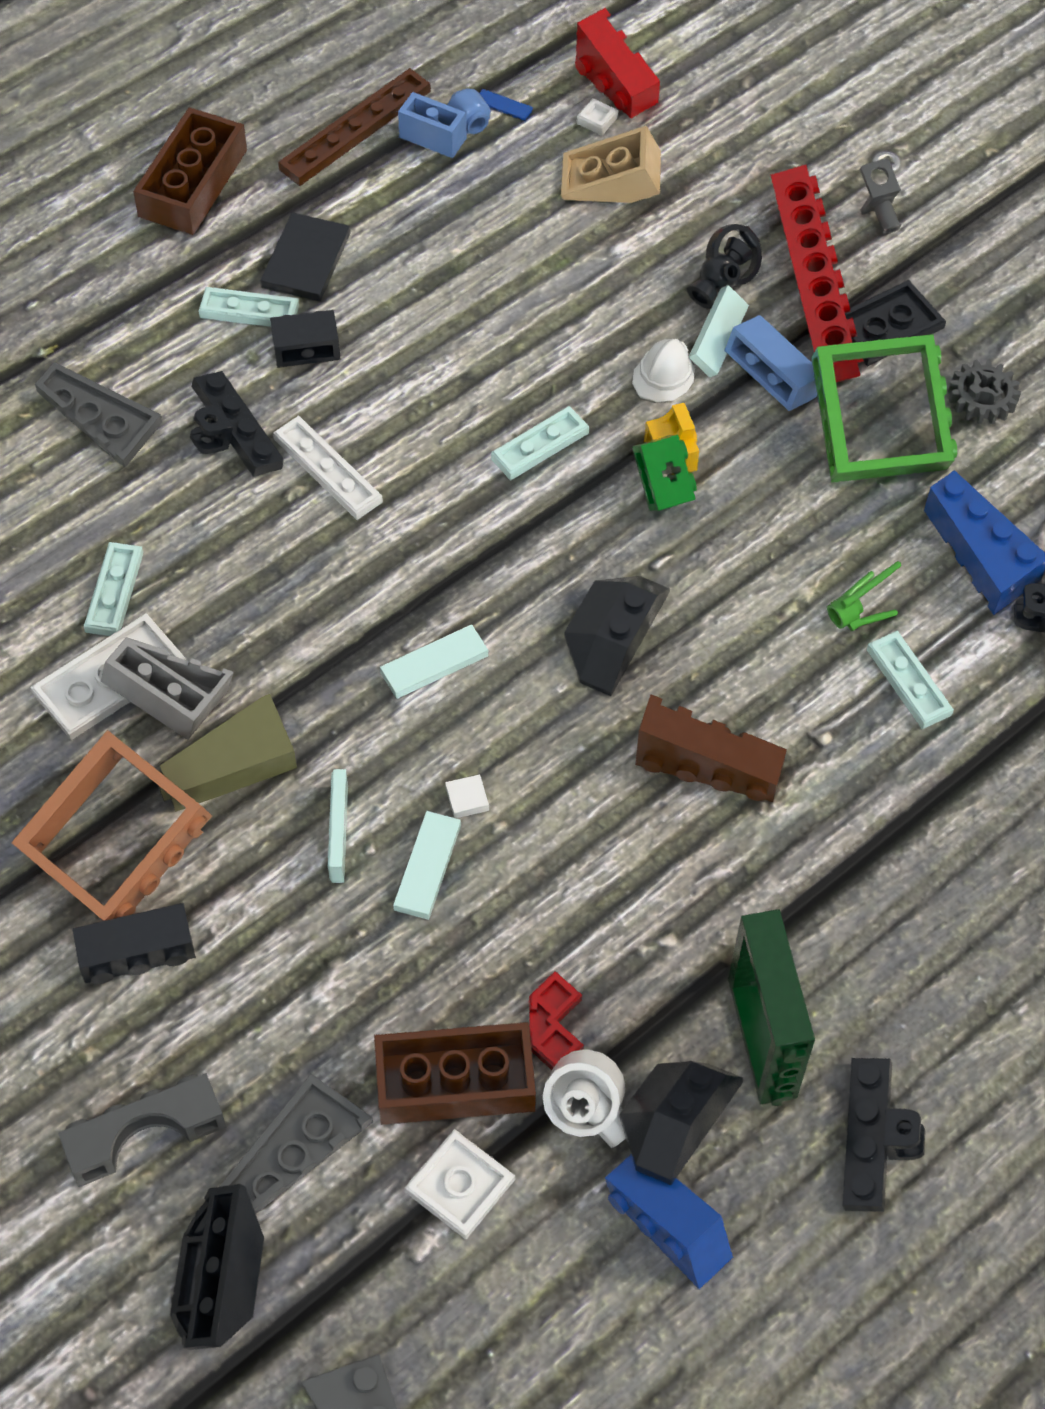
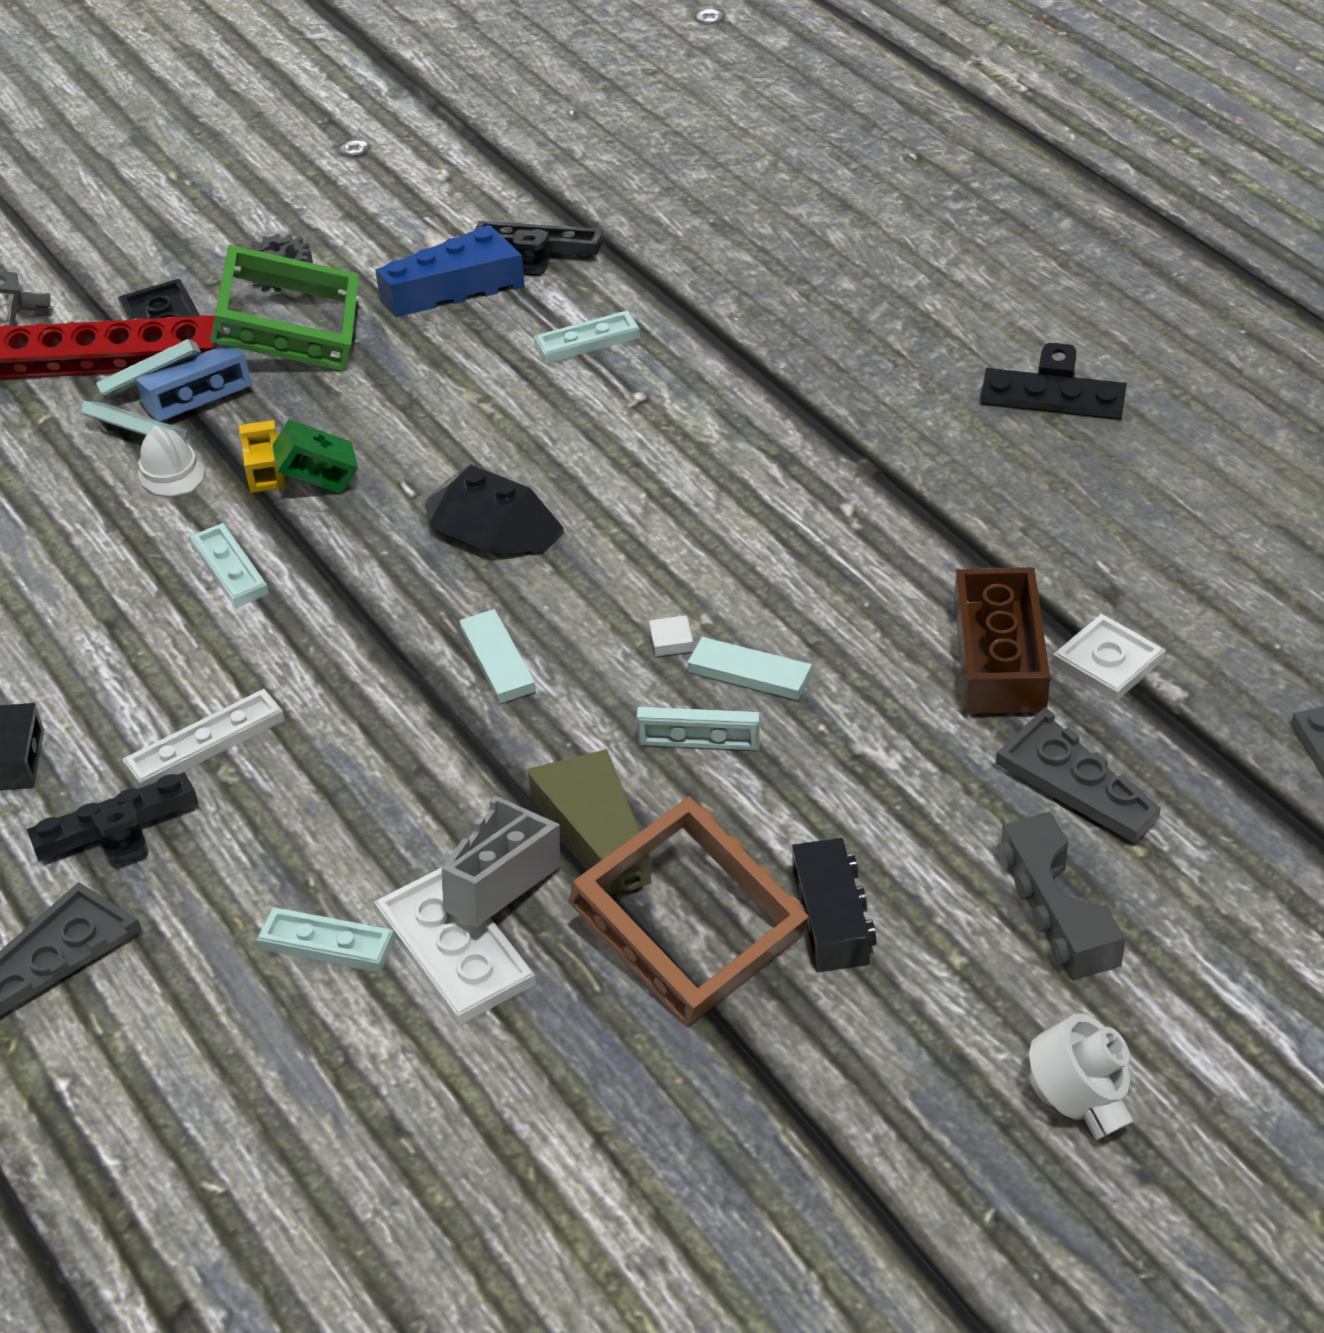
camera: 80 degrees left, 15 degrees down
(217, 1269) = (1226, 827): black wedge -> none
(546, 1009) = (919, 588): red tile -> none
(586, 1096) = (1028, 539): white piece -> none
(673, 1219) = (1143, 503): blue wedge -> none
(674, 1115) = (1050, 482): black wedge -> none
(707, 753) = (653, 457): reddish brown wedge -> none
(724, 269) = (57, 407): black piece -> none
(770, 1007) = (954, 347): dark green window -> none
(782, 323) = (126, 378): none -> light aqua tile
(847, 609) = (503, 361): bright green plant -> none

